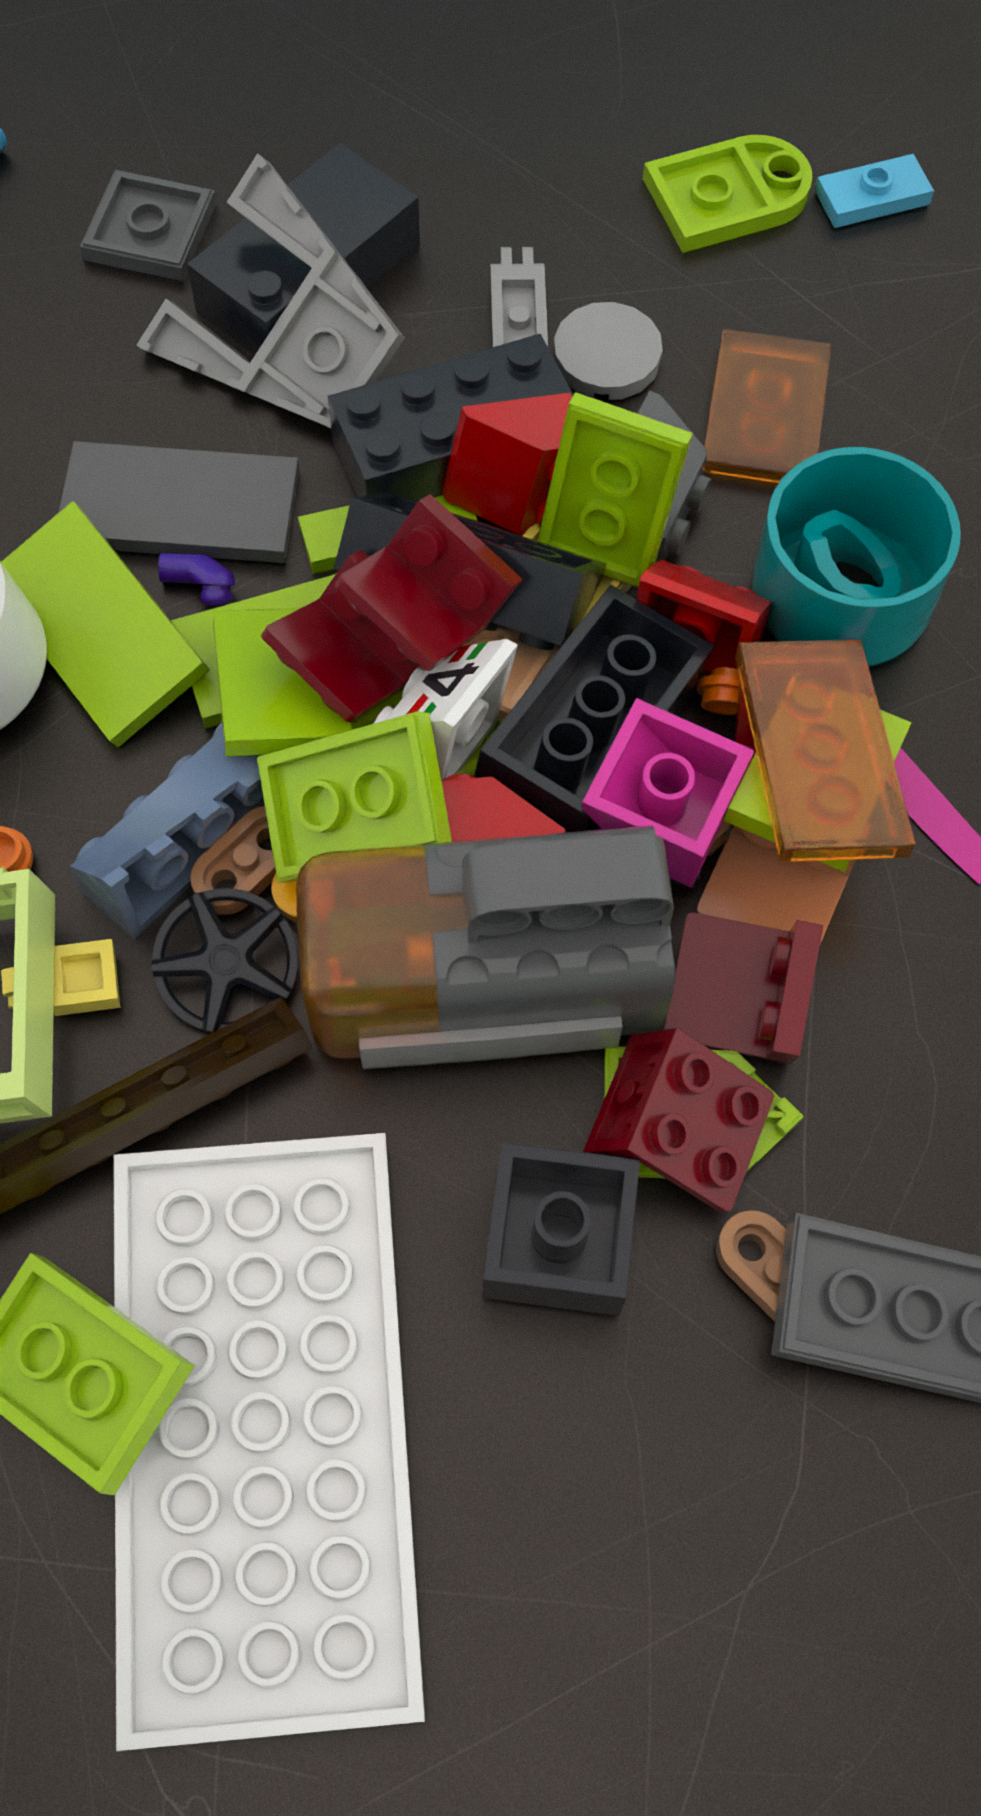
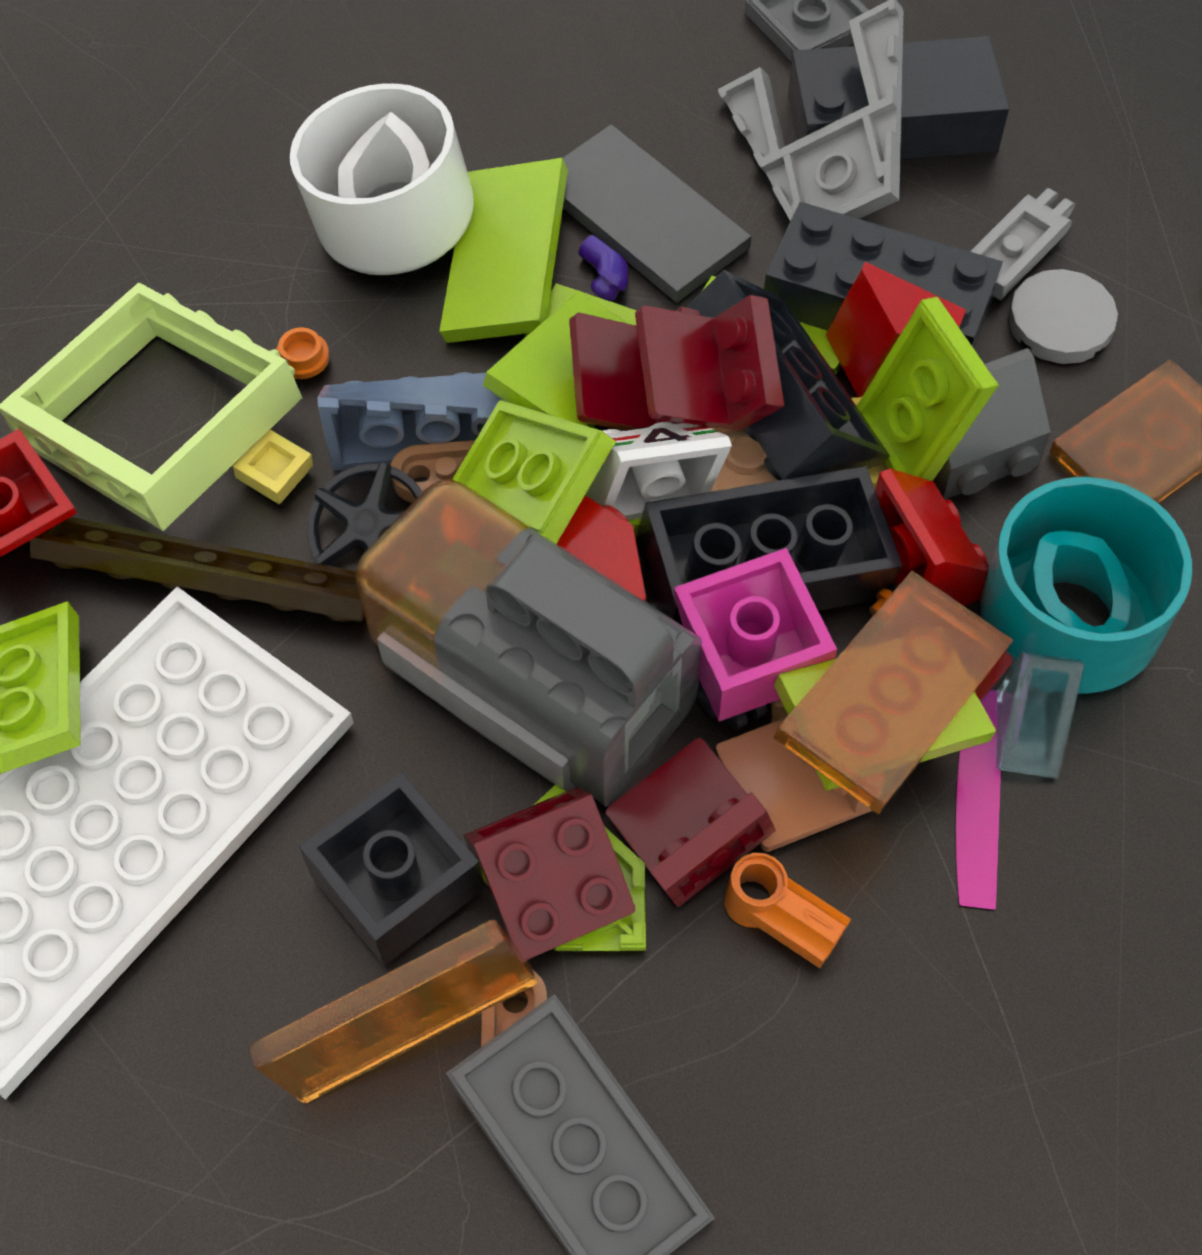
camera: 45 degrees right, 5 degrees down
(700, 1340) = (394, 1013): none -> clear orange tile
(878, 995) = (790, 912): none -> orange piece
(910, 684) = (1036, 713): none -> clear light blue slope

